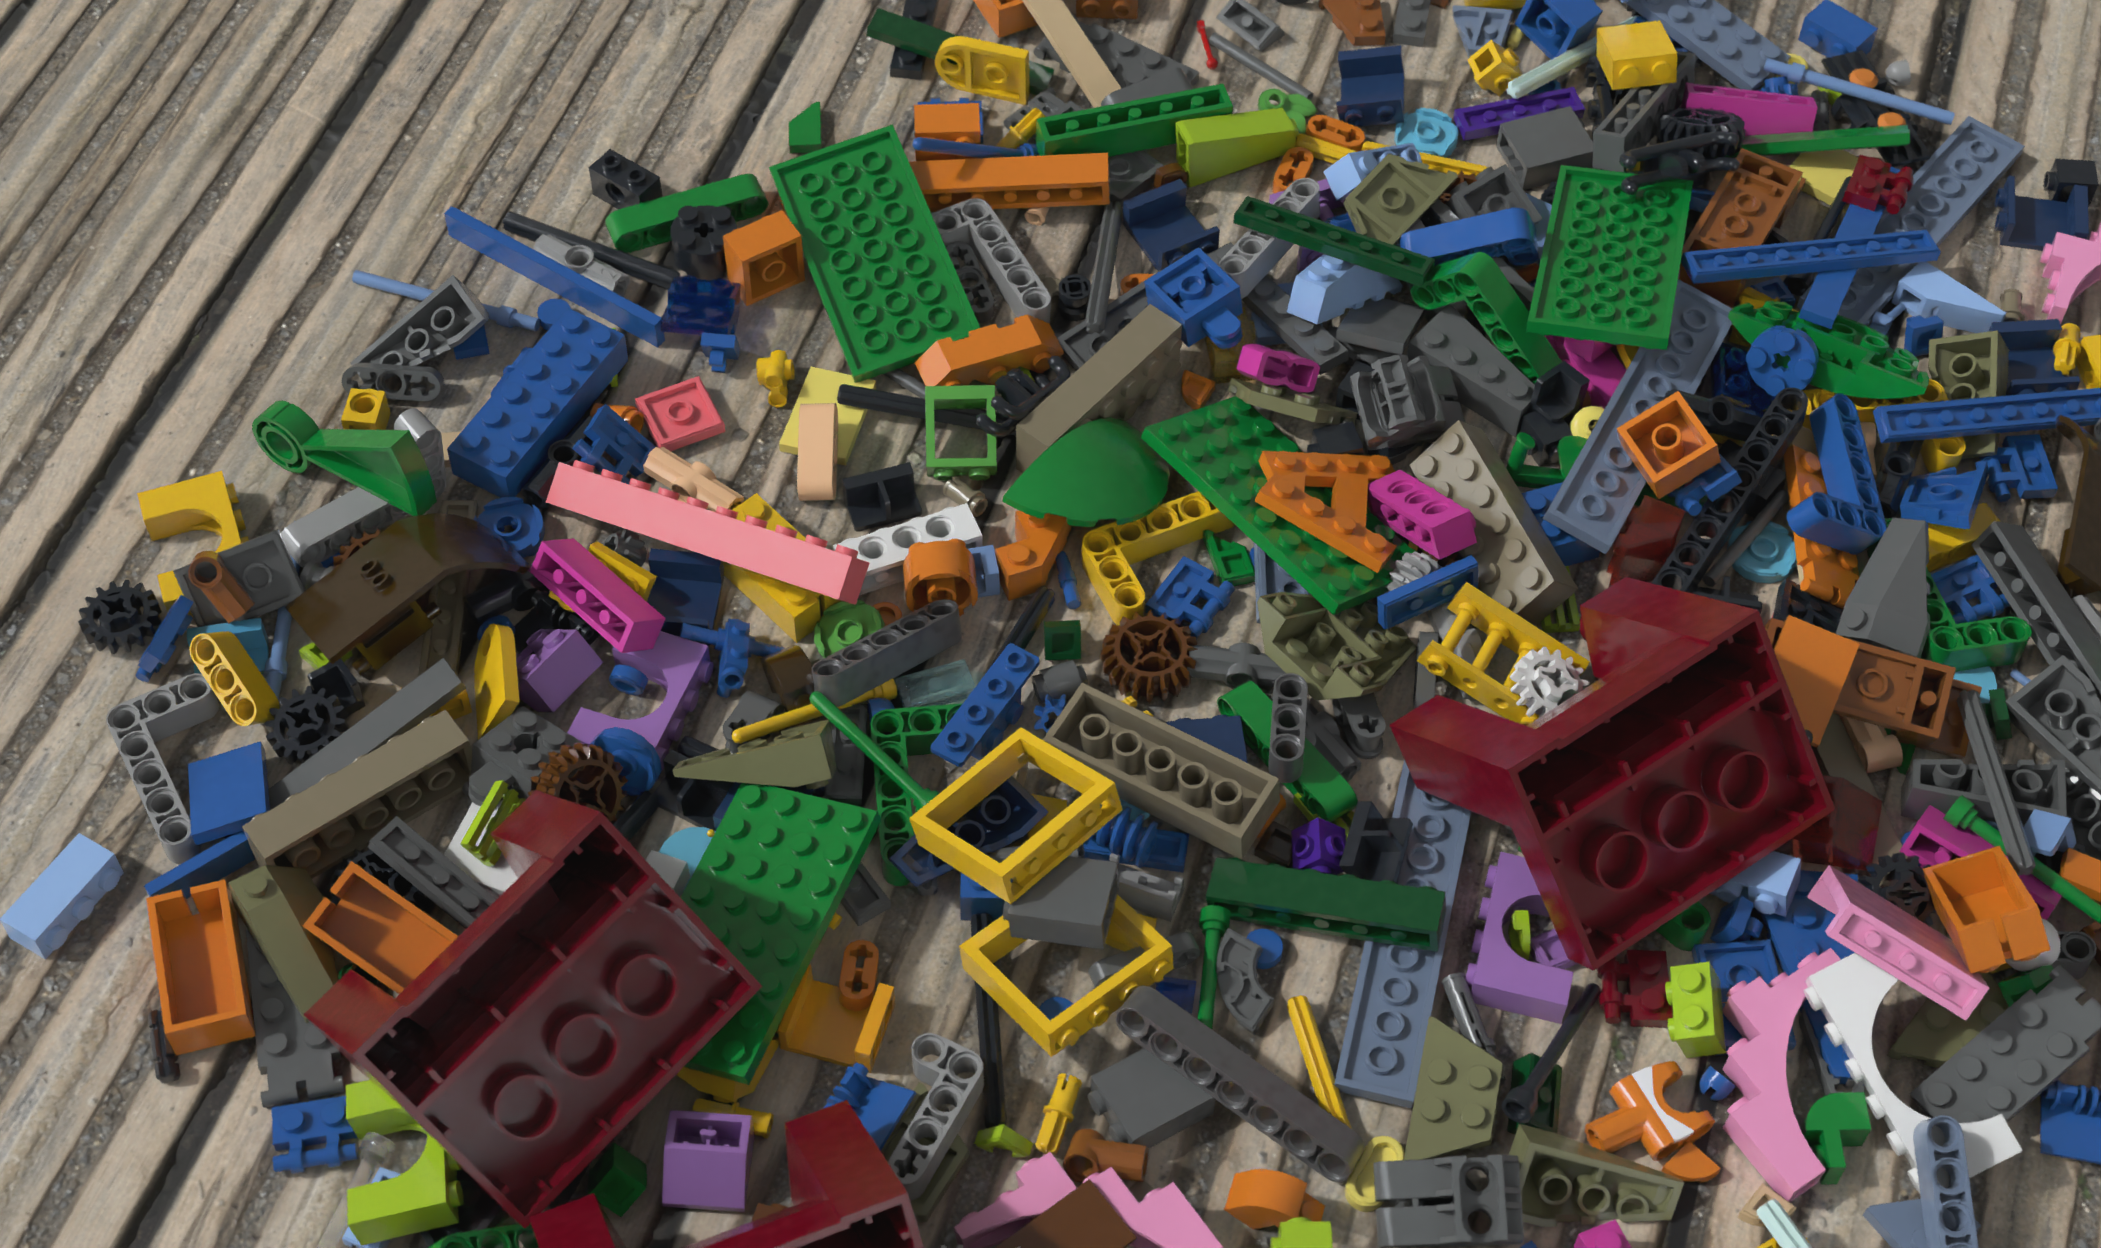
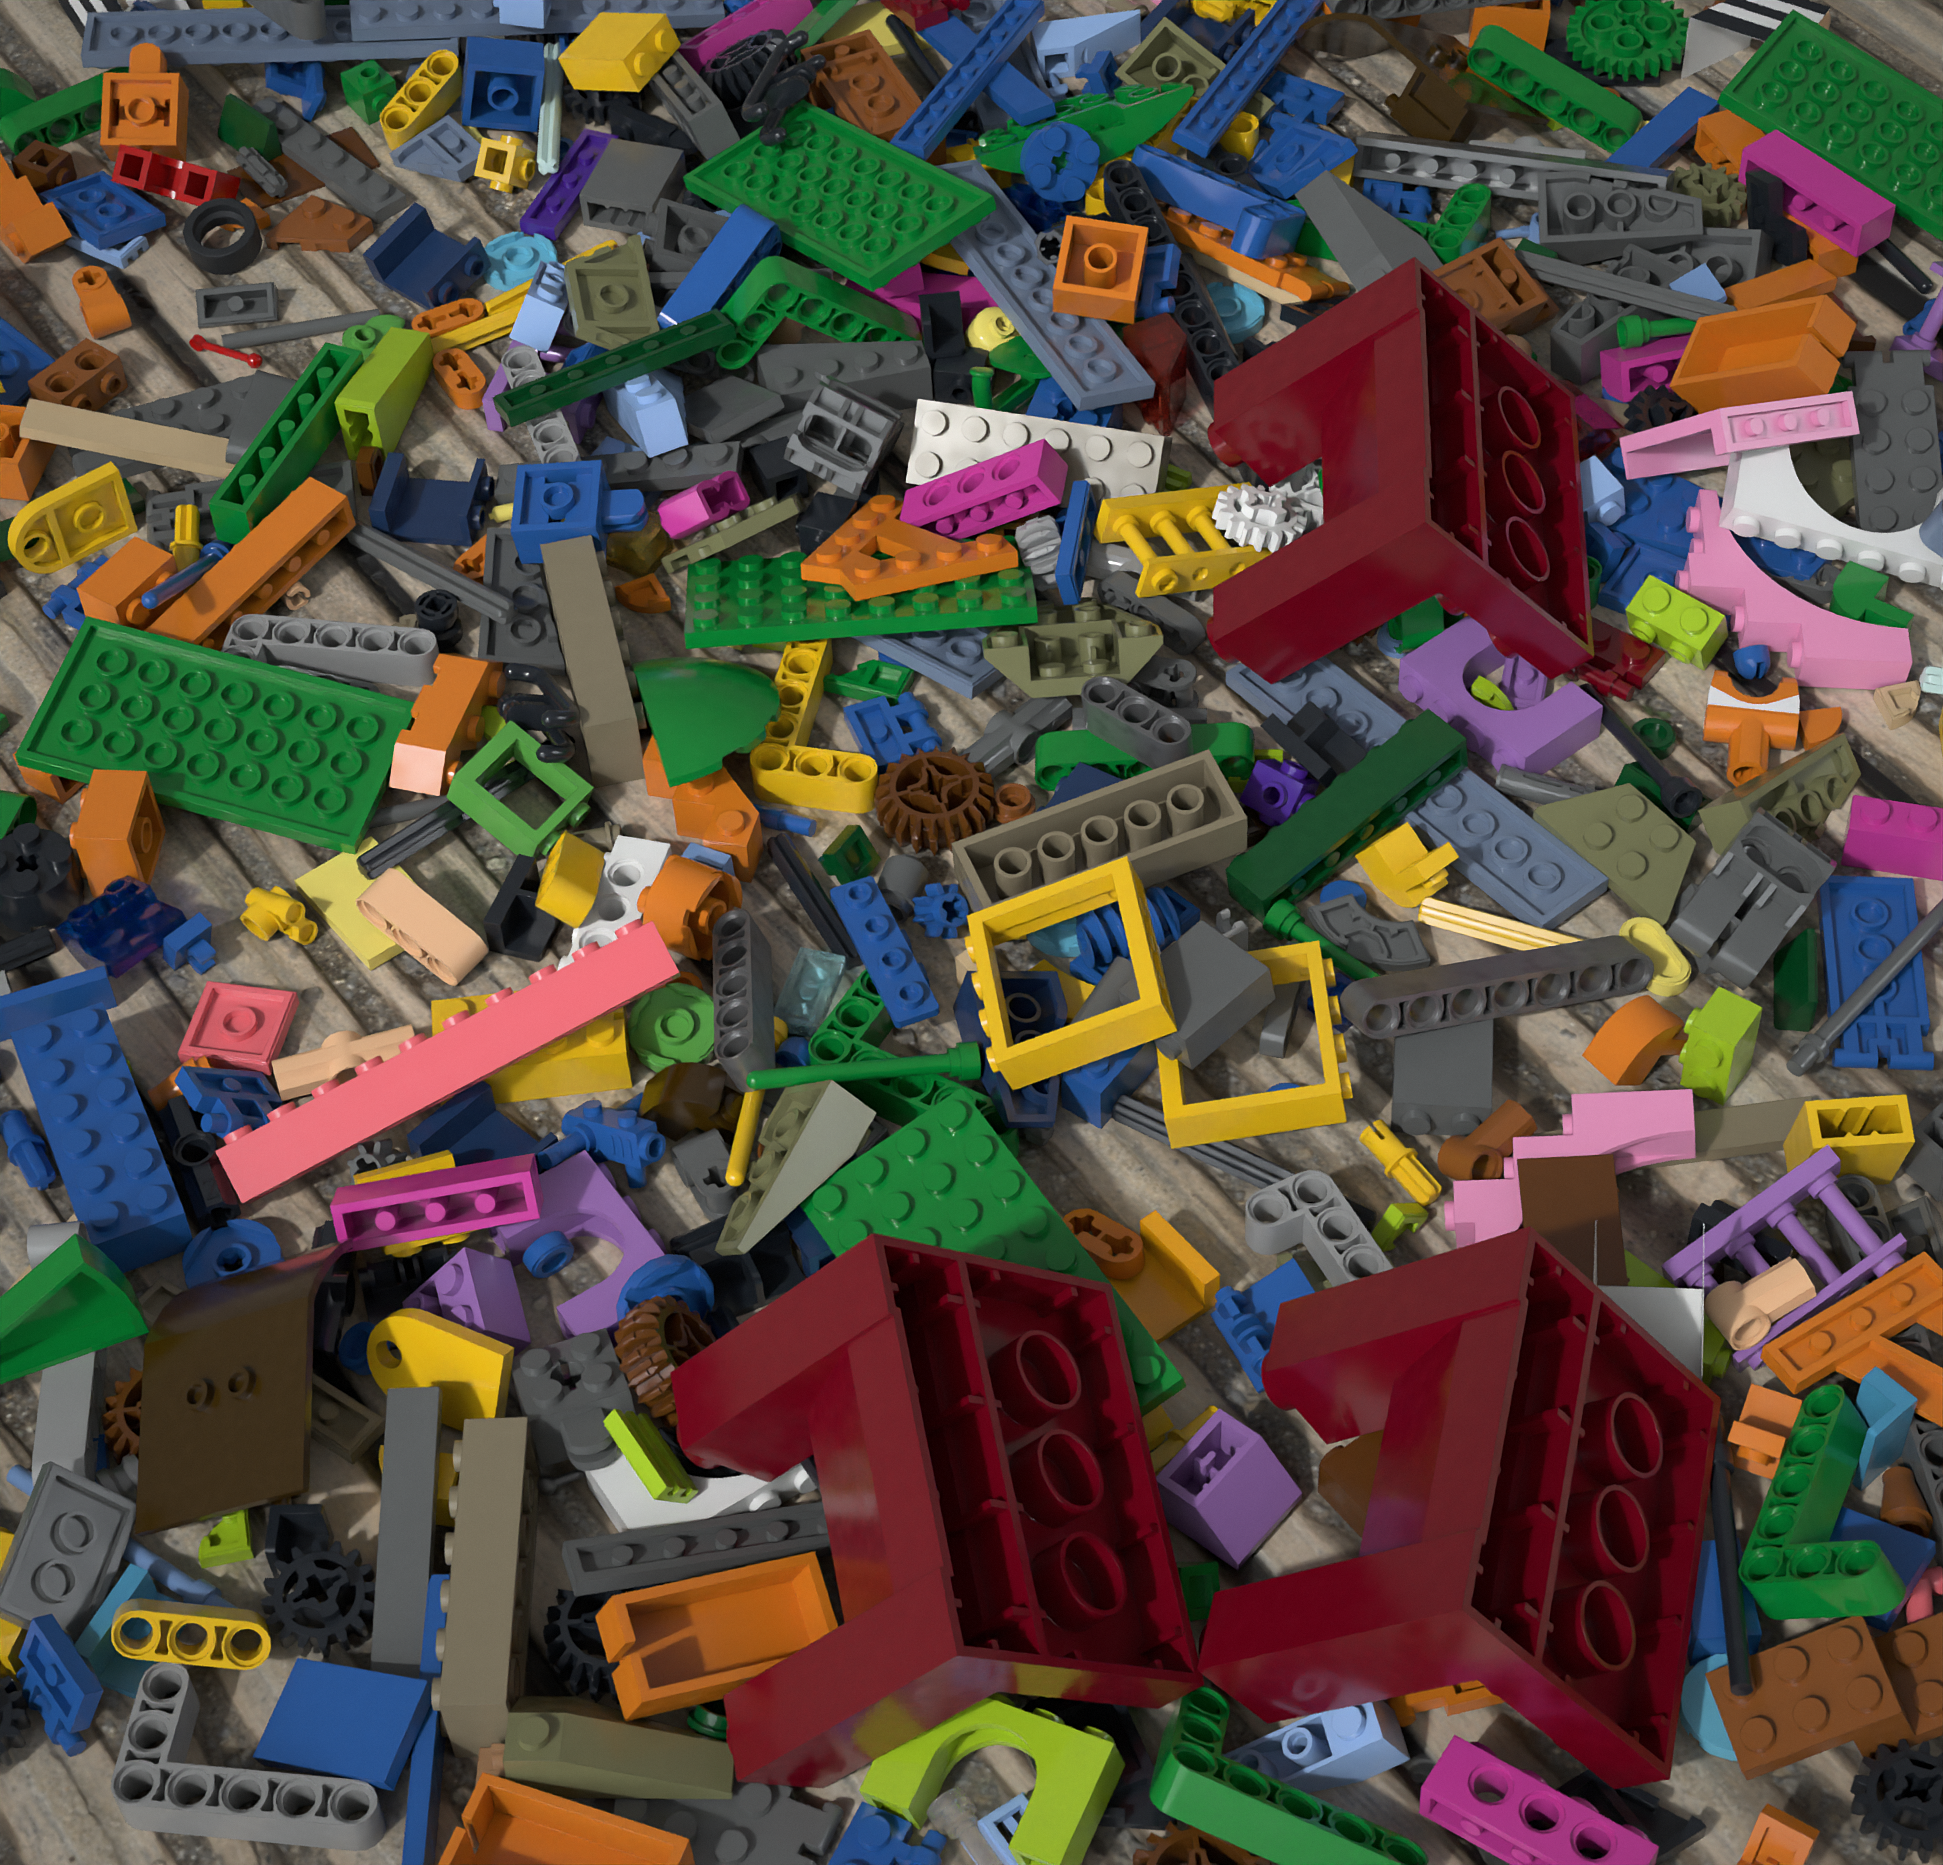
camera: 50 degrees left, 5 degrees down
(221, 589) = (62, 1568): dark orange piece -> none
(908, 501) = (570, 880): none -> yellow beam
(1186, 695) = (1013, 802): none -> dark orange plate
(1318, 966) = (1404, 867): none -> yellow brick
(1583, 1059) = (1656, 735): none -> dark green tile

